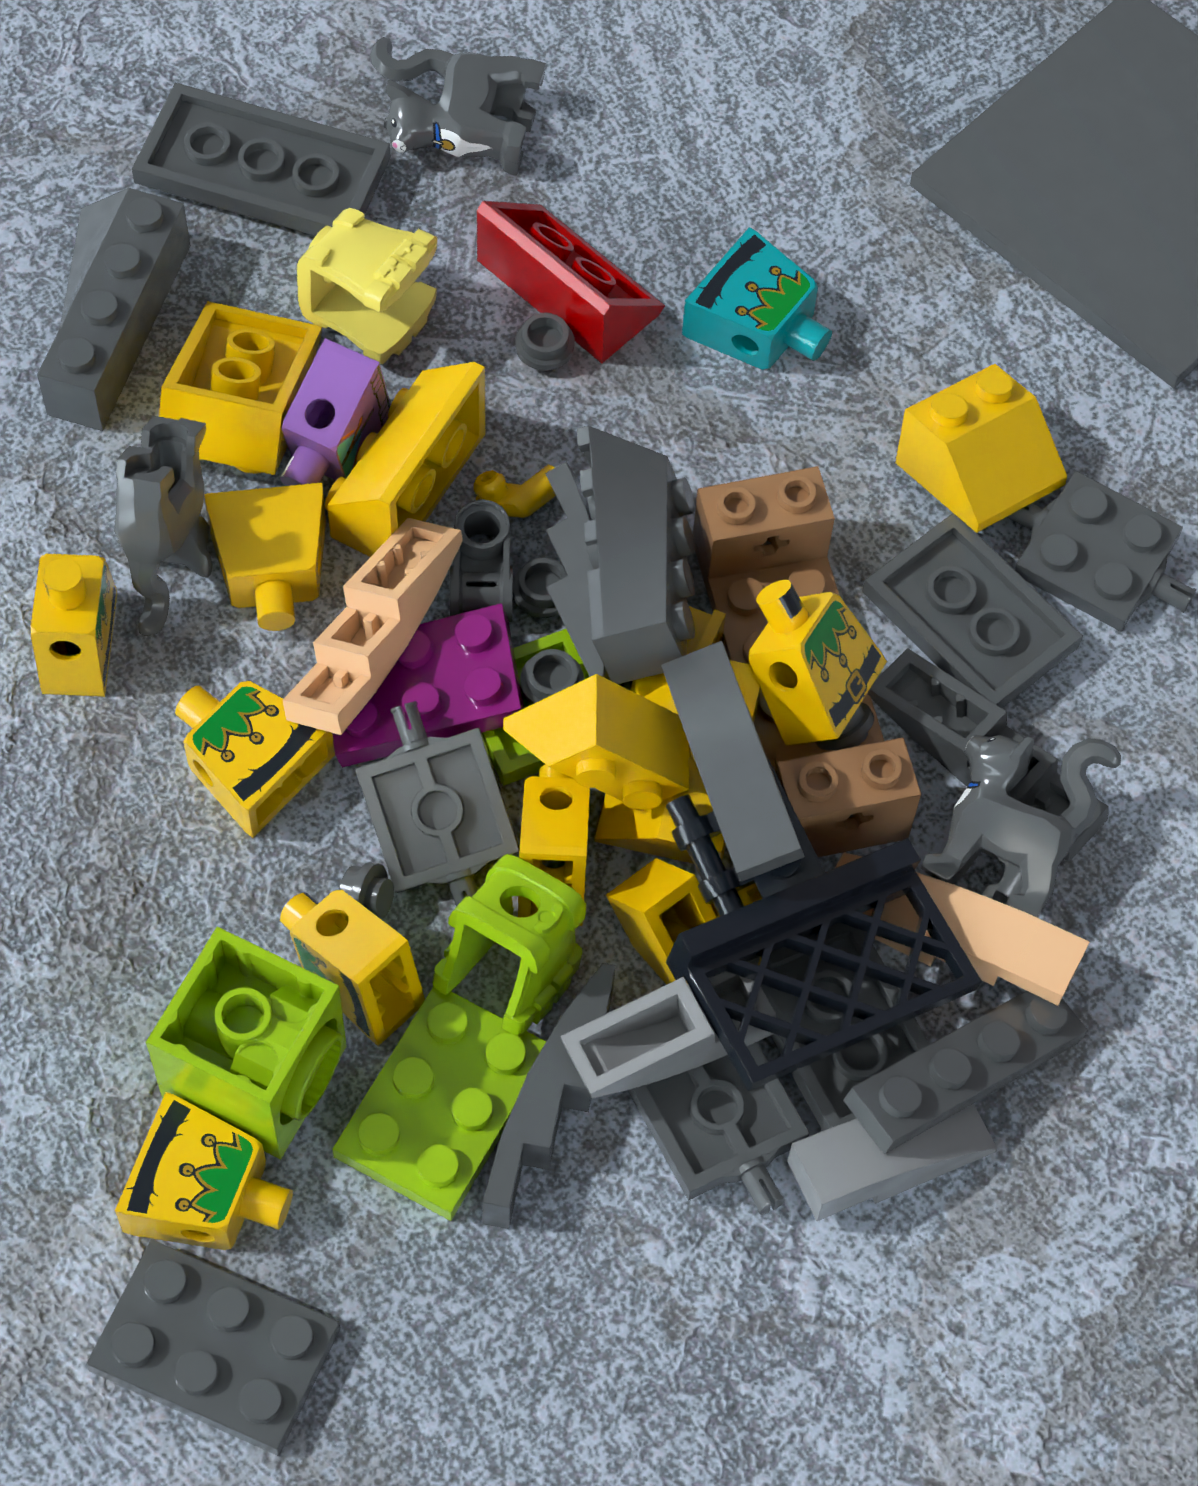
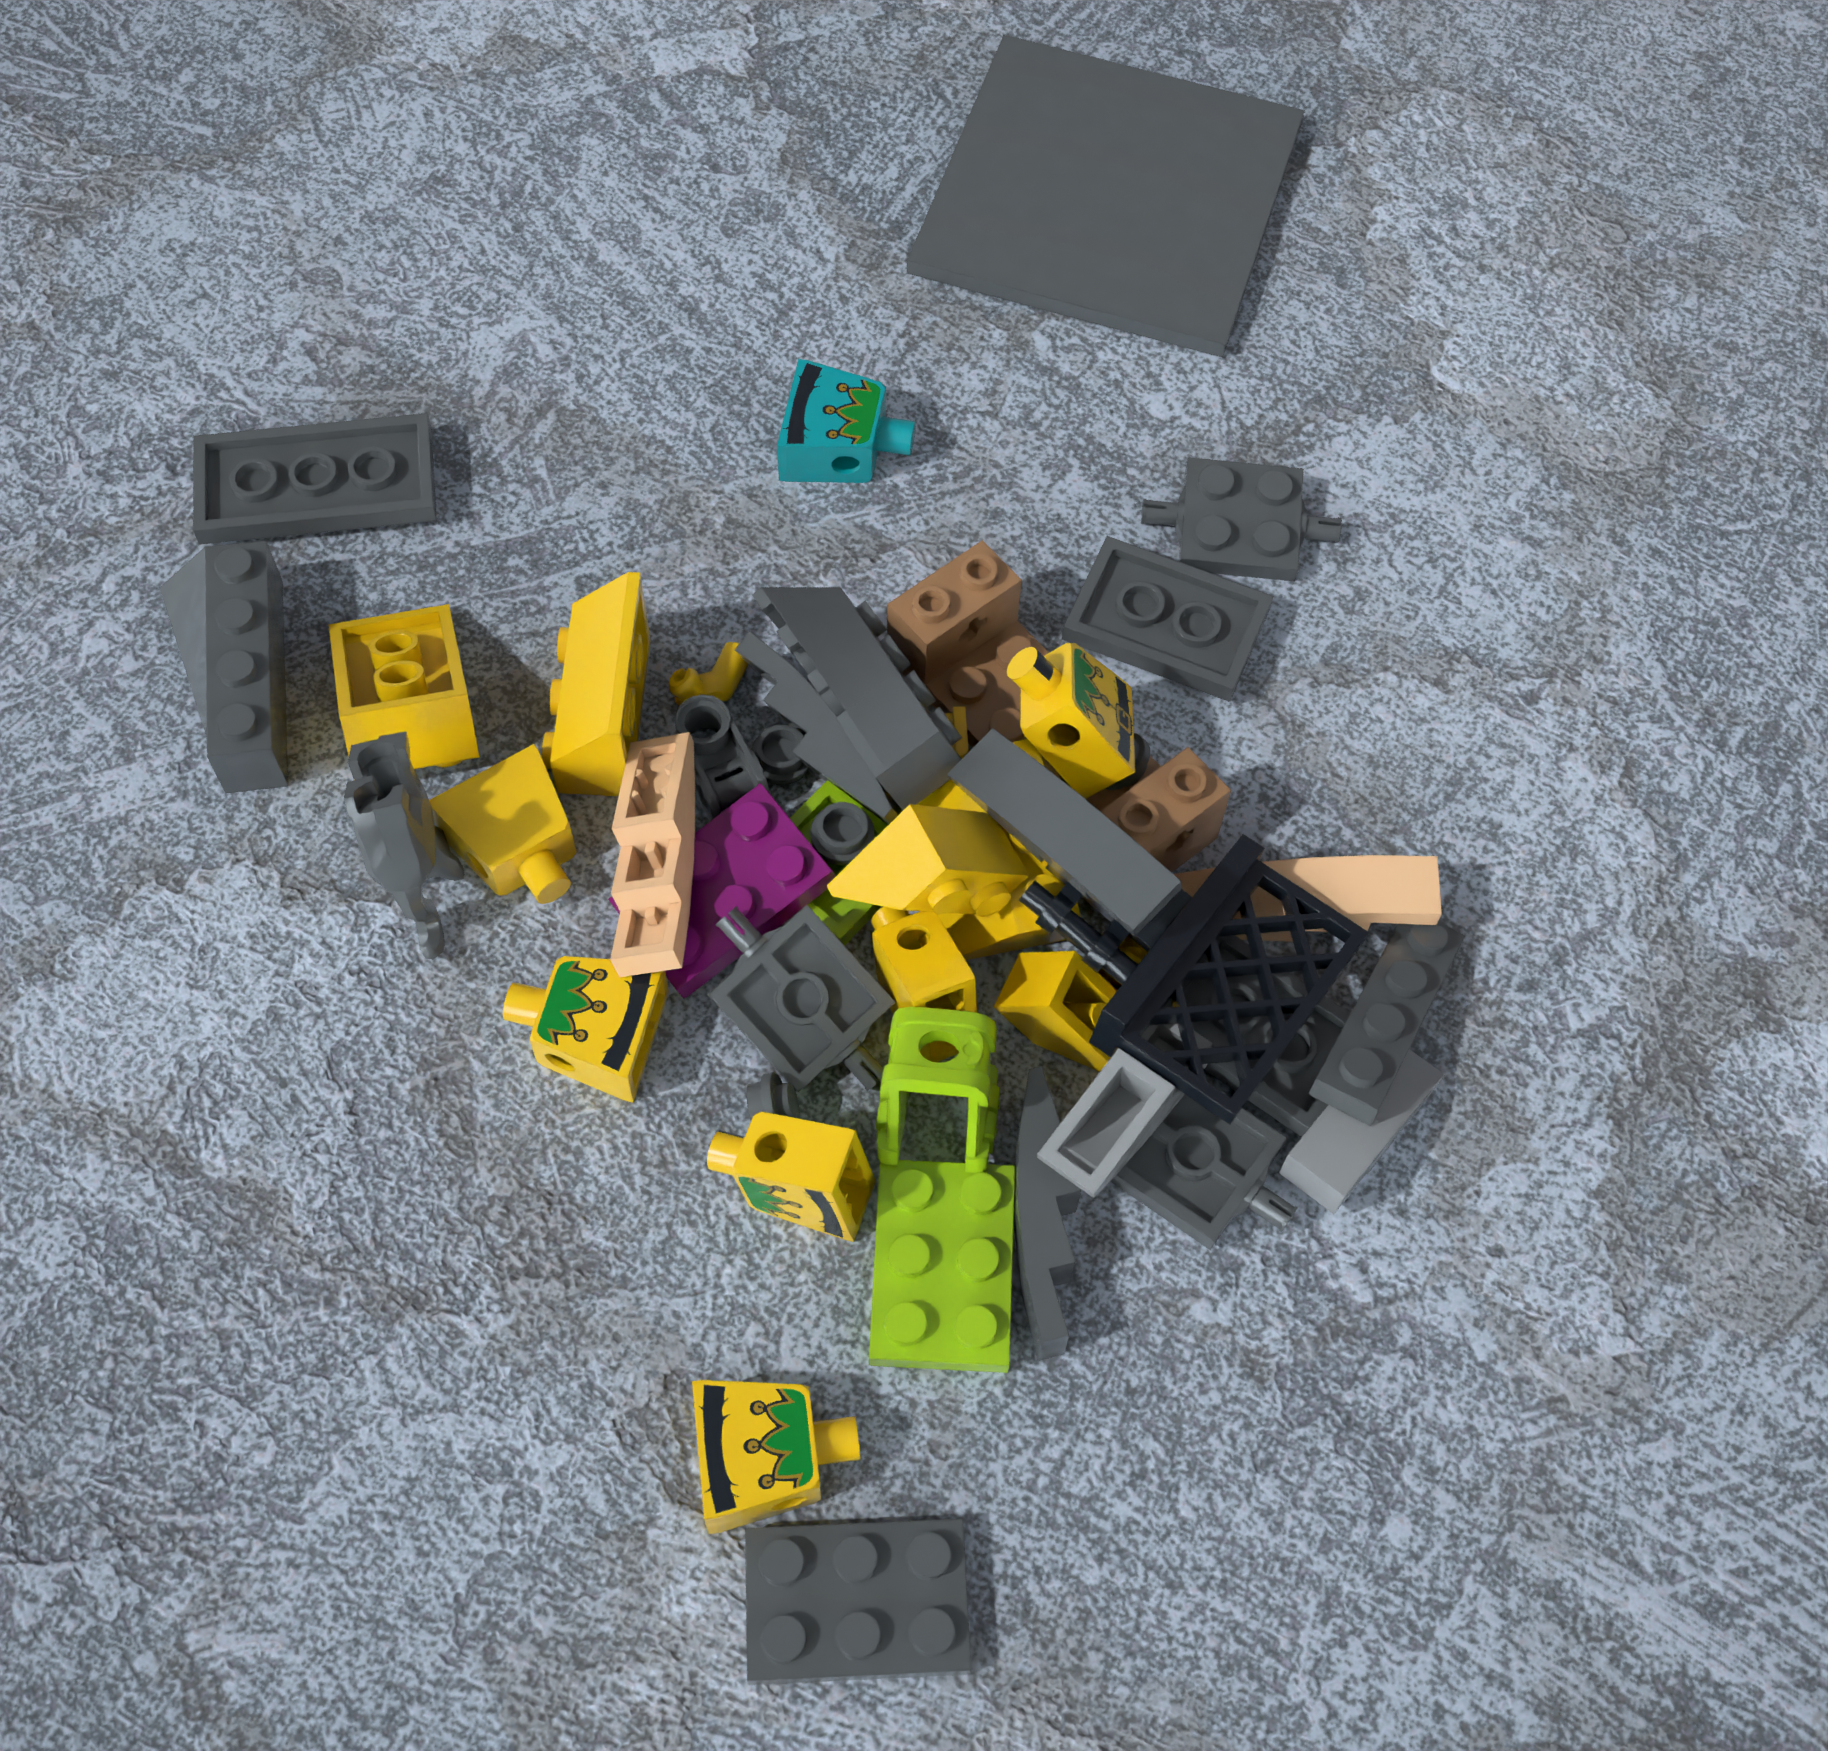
camera: 25 degrees left, 0 degrees up
(75, 605) = (359, 965): yellow torso -> none
(250, 1039) = (754, 1292): lime brick -> none
(333, 414) = (511, 678): medium lavender torso -> none
(364, 283) = (476, 545): light yellow piece -> none
(472, 94) = (490, 352): dark grey animal -> none
(544, 342) = (663, 535): dark grey plate -> none
(563, 275) = (648, 472): red slope -> none
(946, 714) = (1250, 736): dark grey slope -> none
(981, 448) = (1102, 470): yellow slope -> none
(1017, 834) = (1317, 791): dark grey animal -> none

